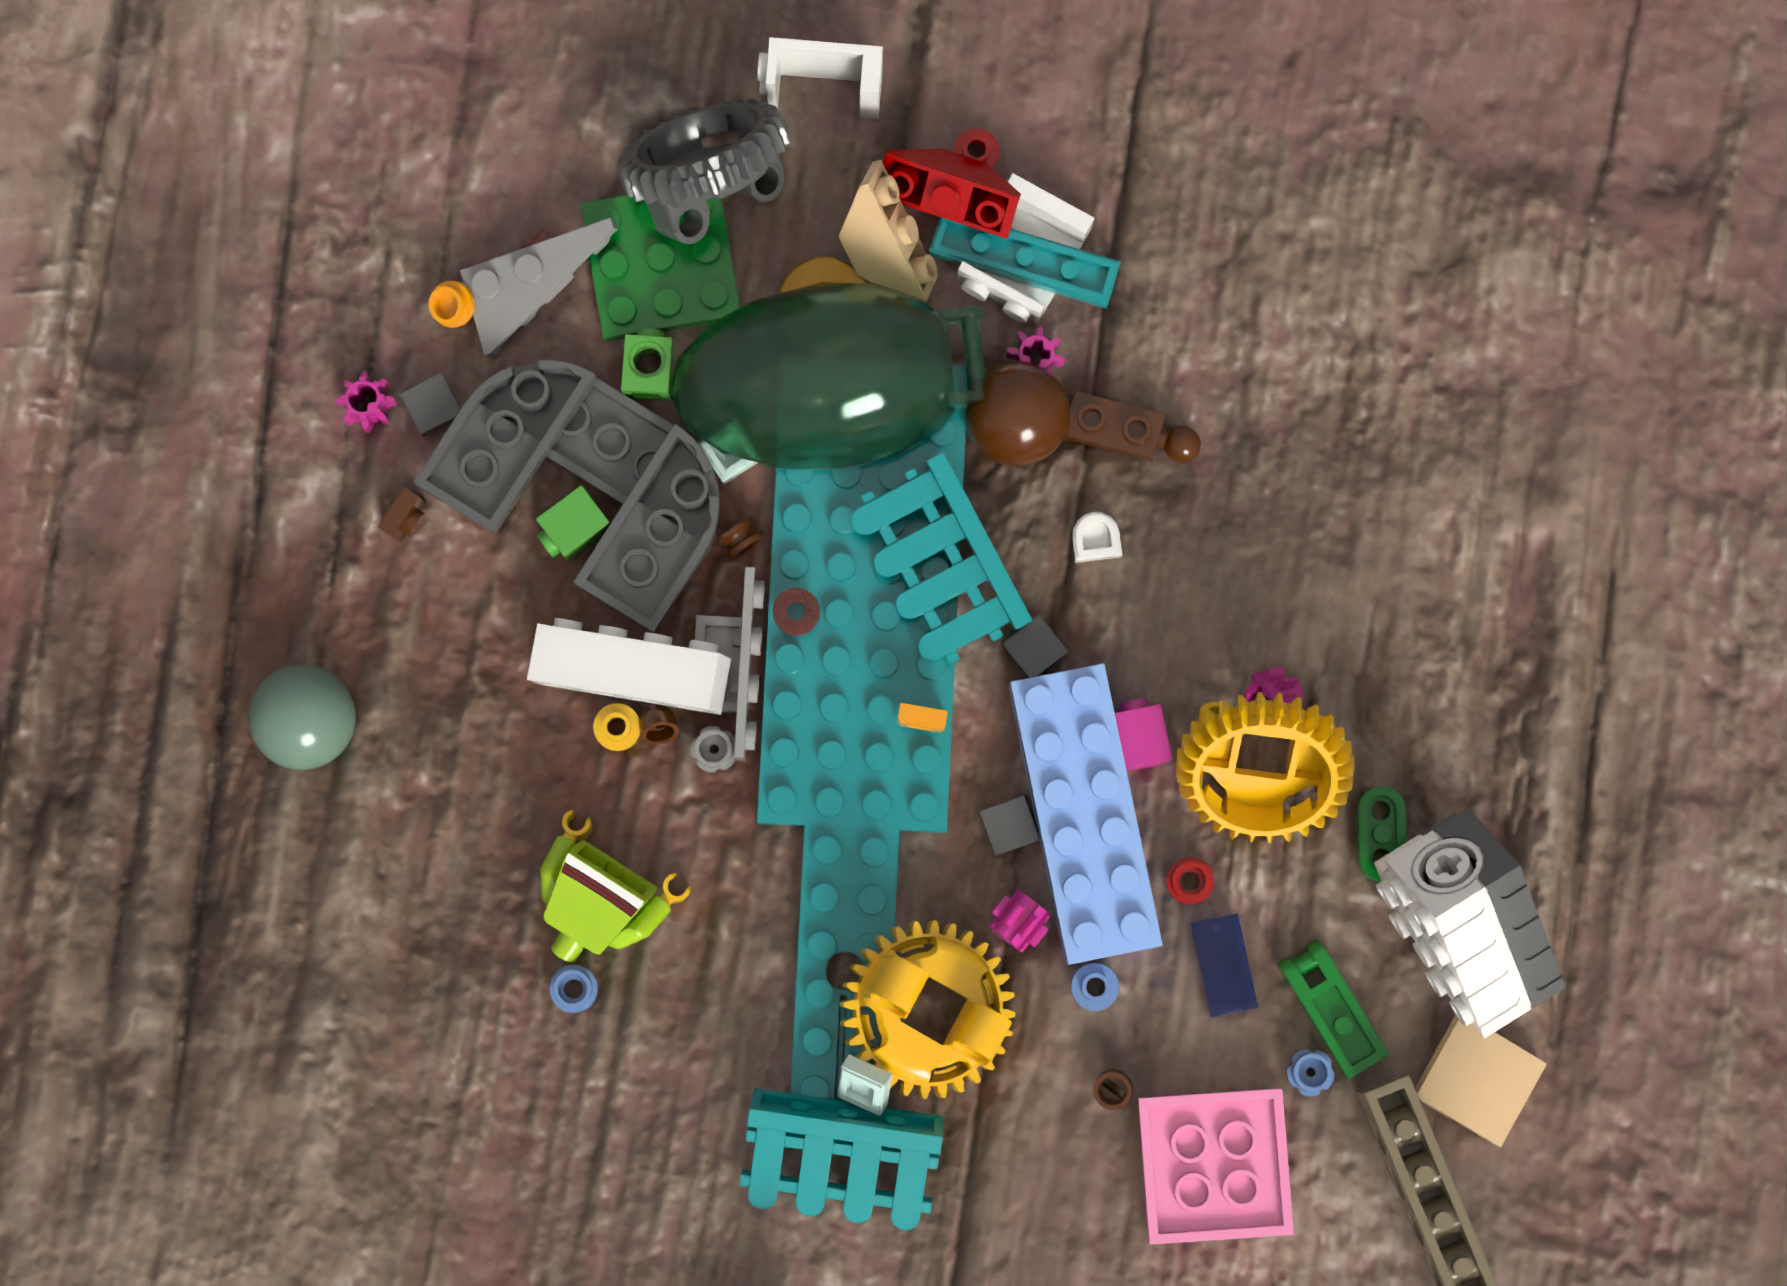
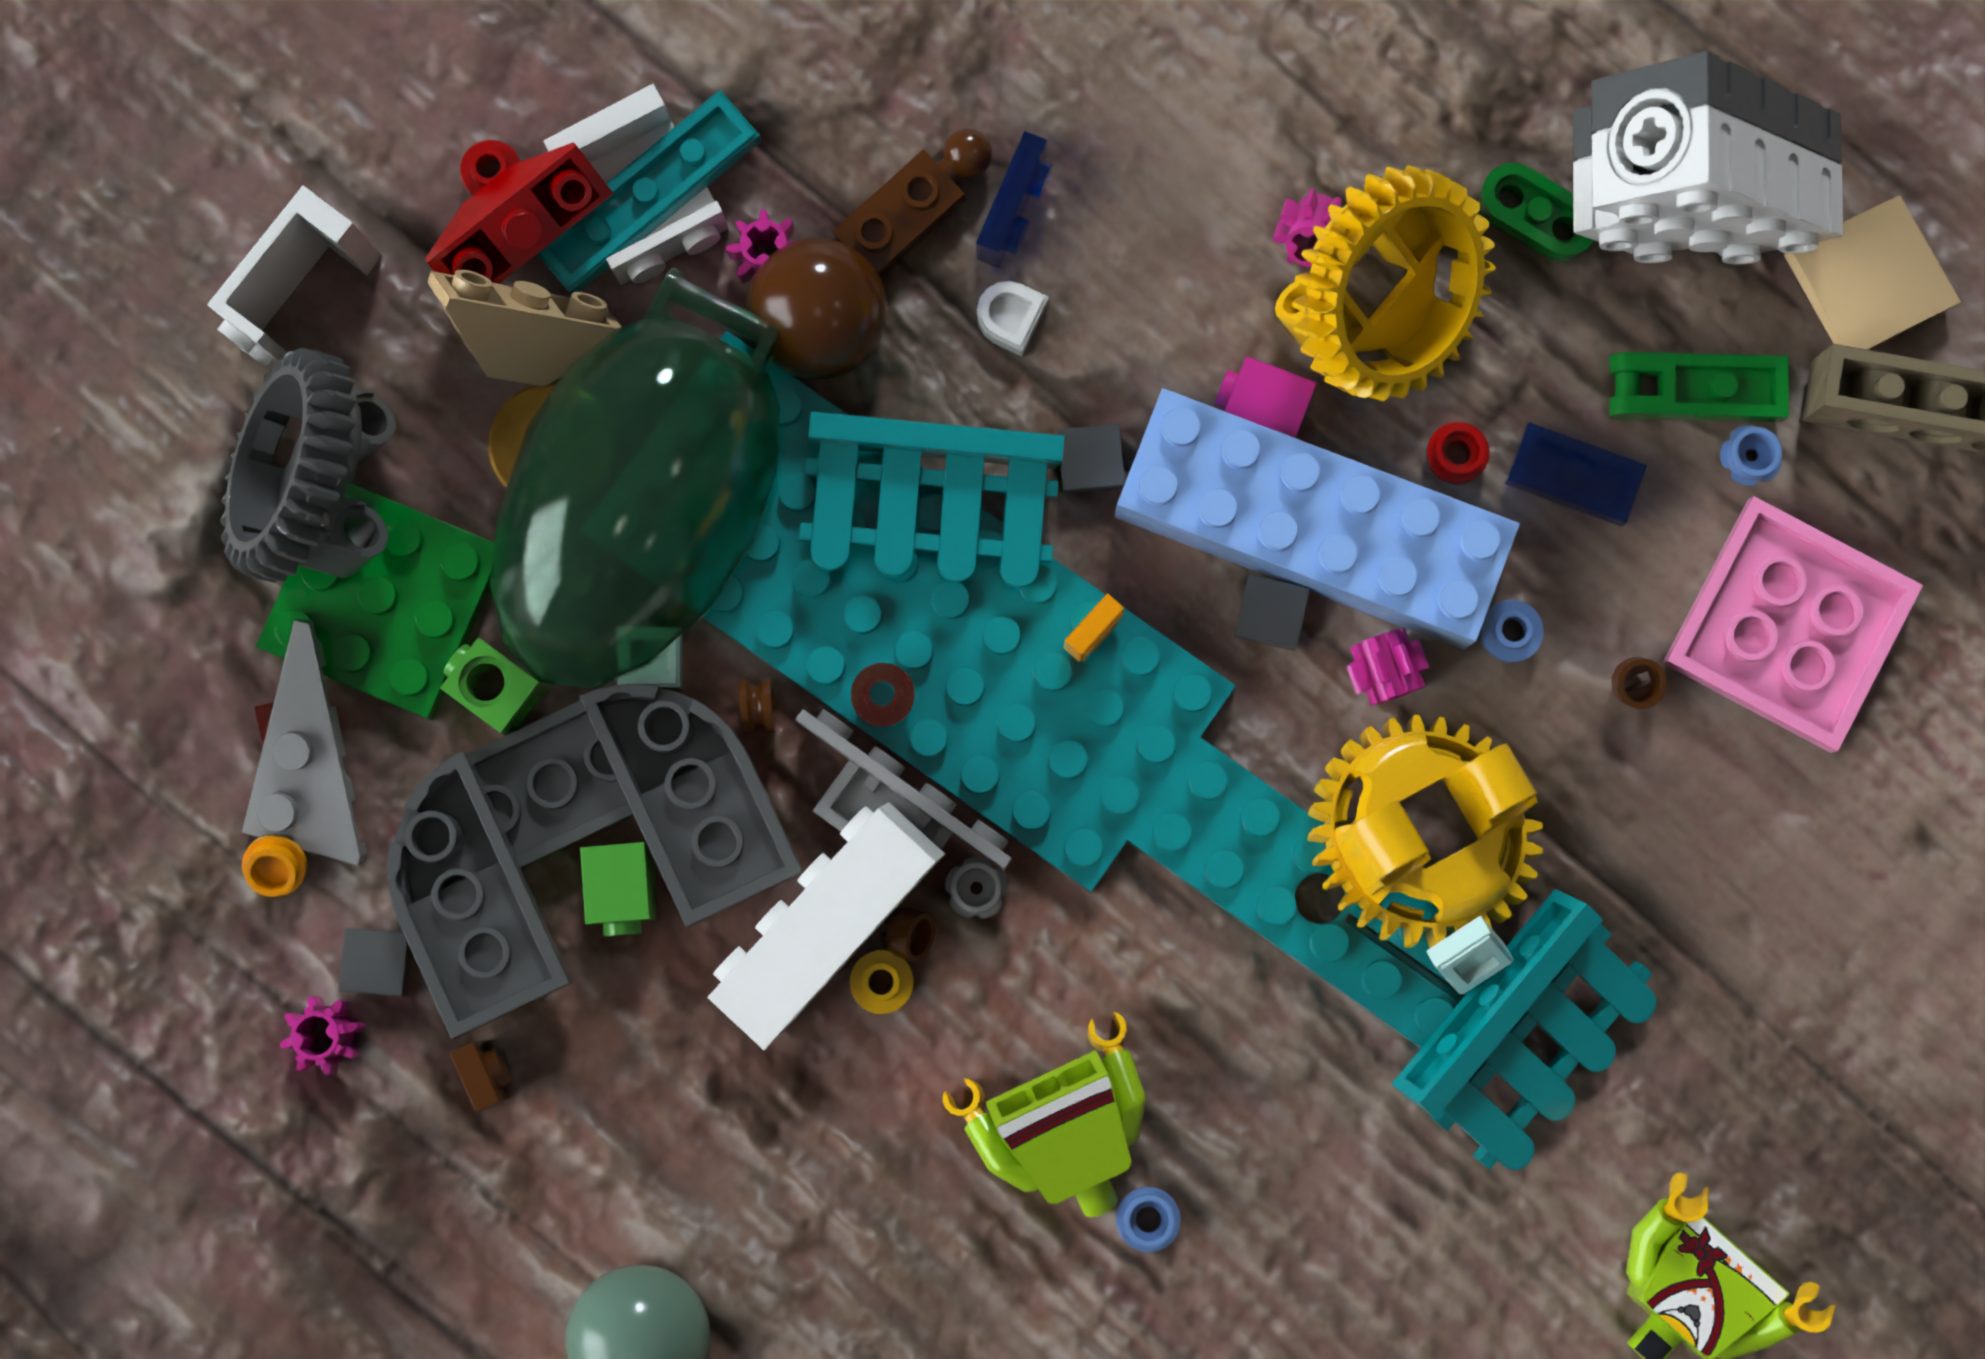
camera: 50 degrees left, 0 degrees up
(1149, 497) = (1025, 177): none -> clear blue plate

